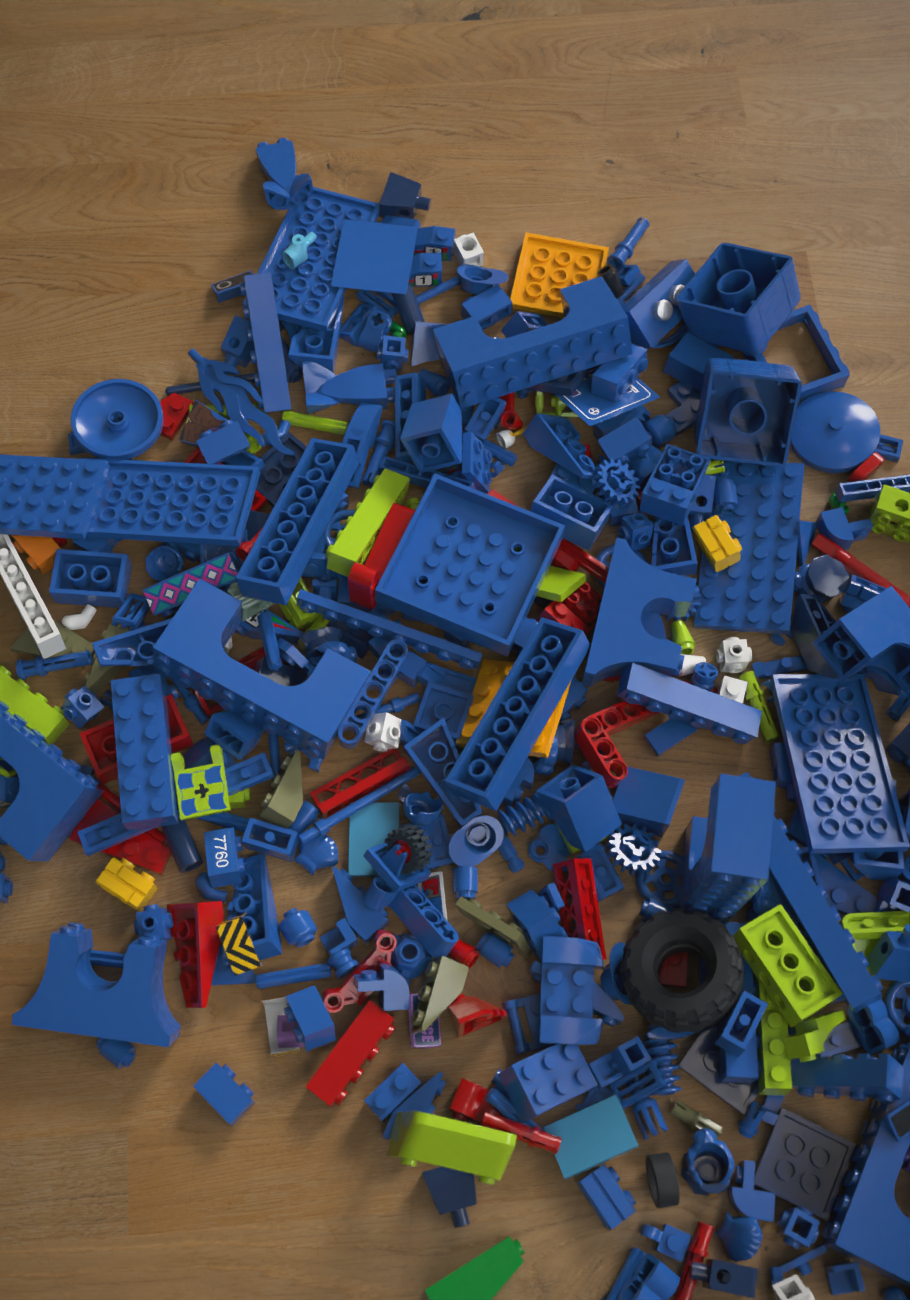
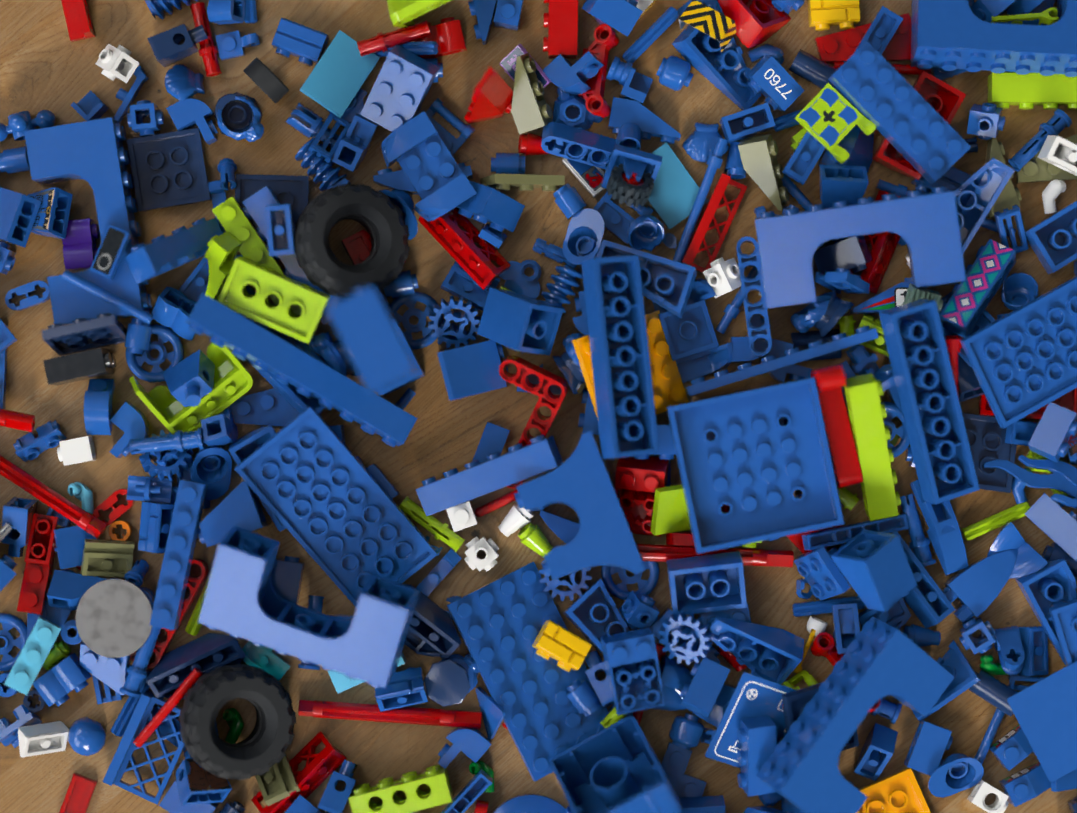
camera: 145 degrees right, 20 degrees up
(269, 641) = (872, 279): blue axle -> none
(693, 1118) = (269, 145): olive axle -> none
(704, 676) = (491, 520): blue wheel -> none

